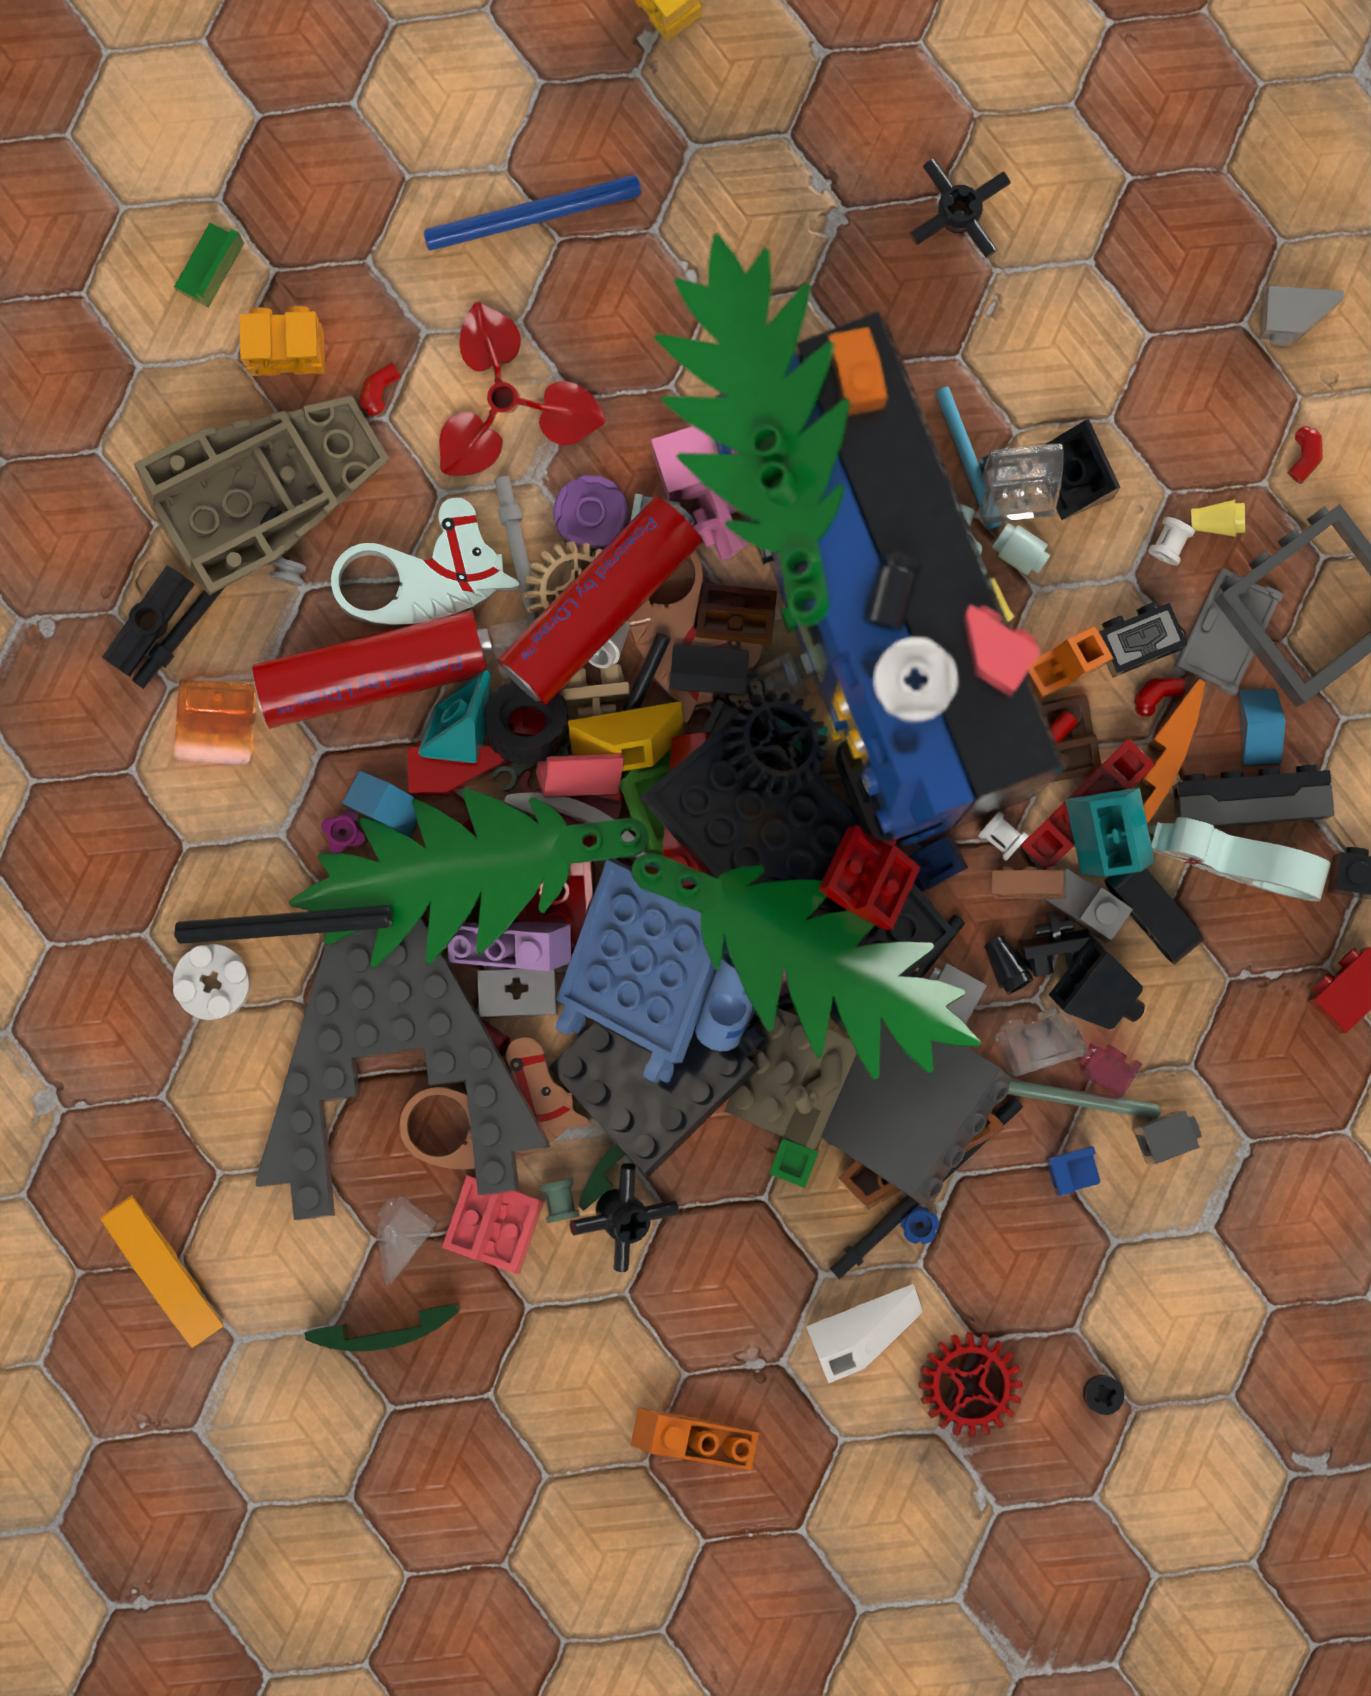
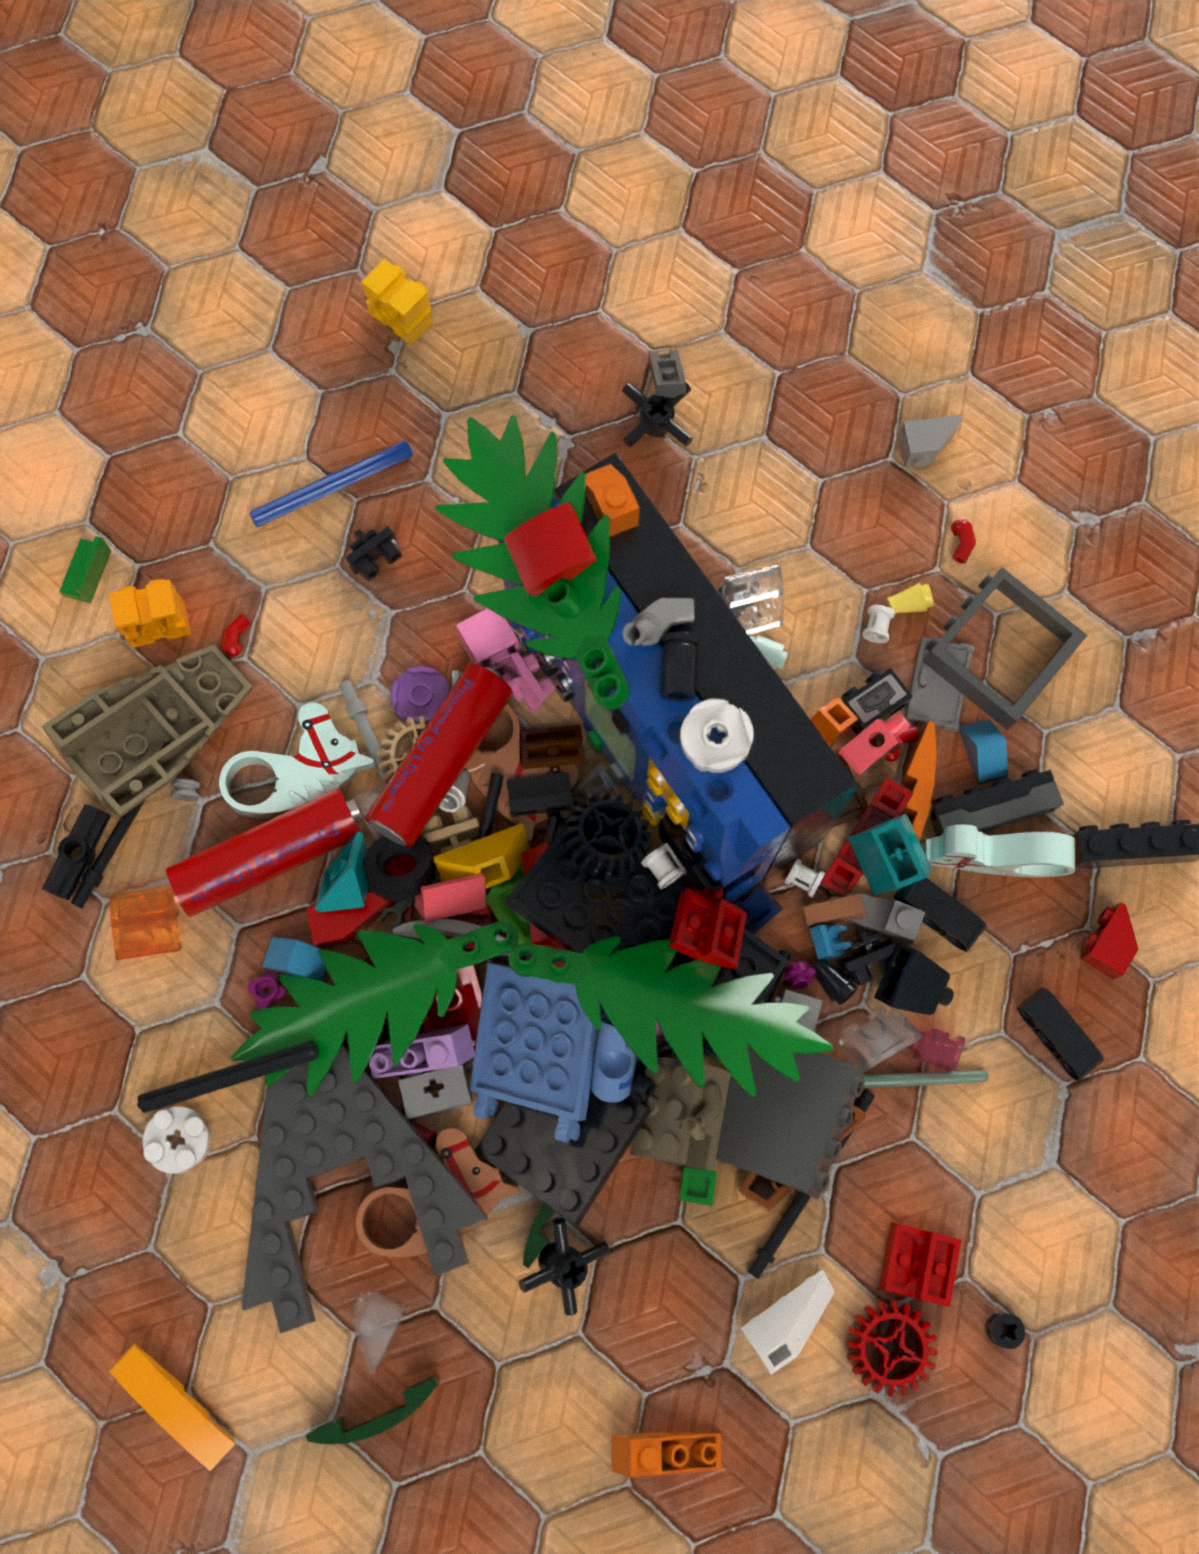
camera: 15 degrees left, 10 degrees down
(467, 442) = (315, 663): red plant -> none
(493, 1226) = (454, 1300): coral slope -> none
(552, 323) = (370, 548): none -> black hips
(559, 1200) = (506, 1264): sand green bush -> none
(774, 422) = (549, 548): none -> red slope
(832, 794) = (662, 867): none -> white bush
(877, 531) = (657, 619): none -> light grey arm
(922, 1235) = (821, 1222): blue plate -> none
(967, 949) = (798, 975): none -> magenta plate
(984, 157) = (667, 374): none -> dark grey plate
(996, 651) = (780, 697): coral slope -> none
(1012, 917) = (828, 942): none -> dark azure tile
(1026, 1303) = (920, 1264): none -> red slope
(1073, 1170) = (929, 1141): blue panel -> none
(1086, 471) = (802, 585): black slope -> none
(1113, 701) = (864, 753): none -> coral torso
(1167, 1136) = (1002, 1094): dark grey brick -> none
(1256, 1083) = (1060, 1034): none -> black beam

